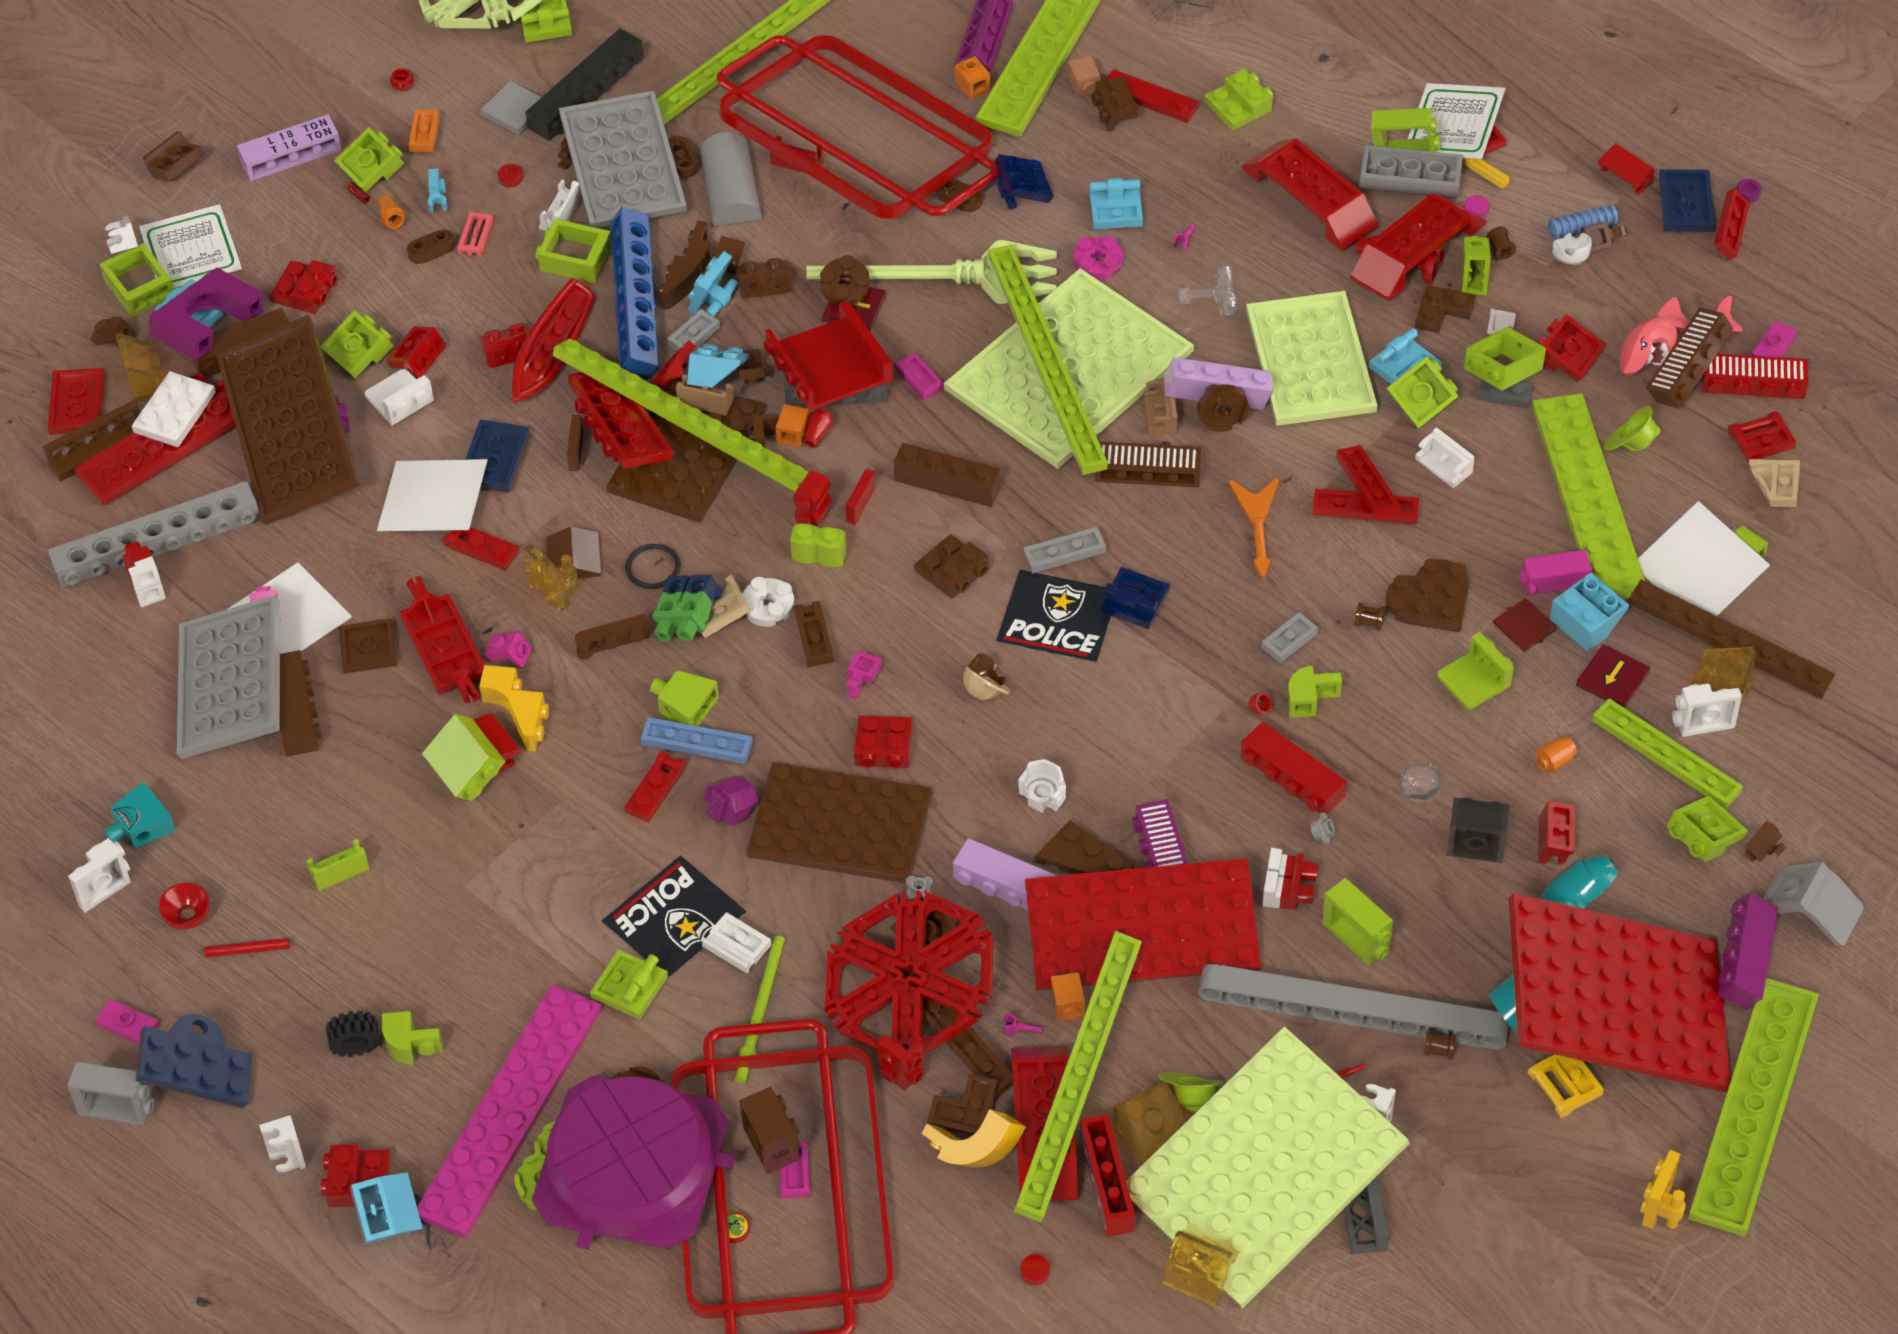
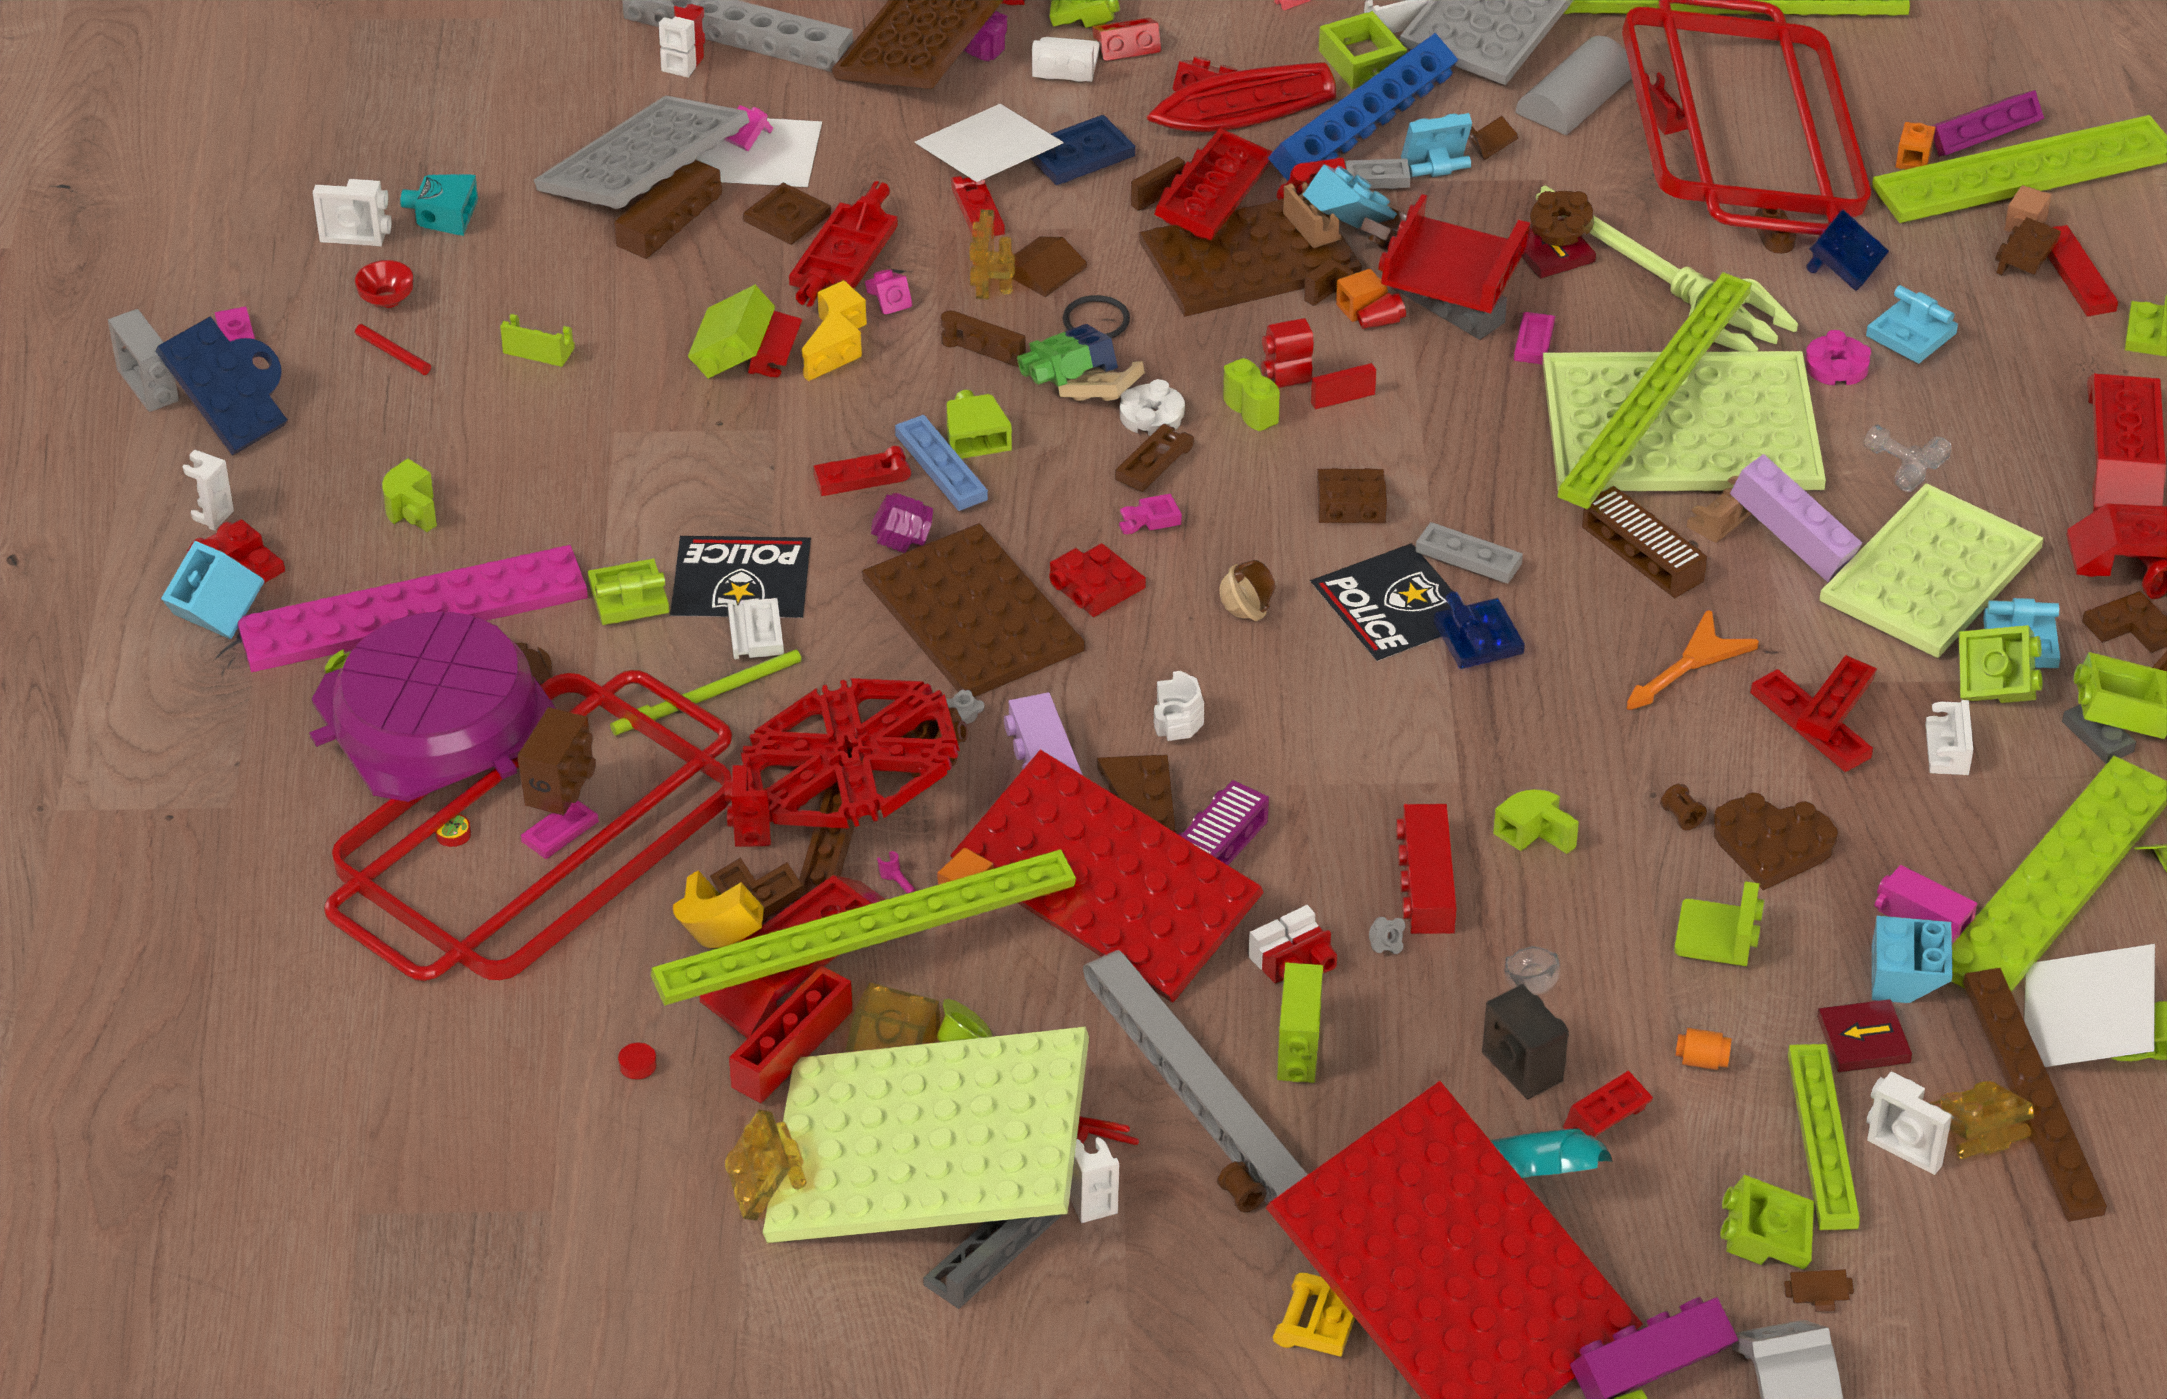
camera: 45 degrees right, 10 degrees down
(352, 1033) = (367, 455): black tyre -> none
(681, 414) = (1269, 211): lime plate -> none
(684, 157) = (1558, 42): reddish brown plate -> none
(687, 268) = (1482, 110): reddish brown slope -> none
(763, 278) = (1498, 175): reddish brown bracket -> none
(947, 474) = (1443, 421): reddish brown brick -> none
(1183, 237) = (1939, 398): dark pink hand -> none
(1218, 396) = (1786, 529): reddish brown plate -> none
(1263, 706) = (1475, 805): red hinge -> none
(1289, 637) = (1580, 767): light grey plate -> none
(1525, 625) = (1837, 930): clear red piece -> none

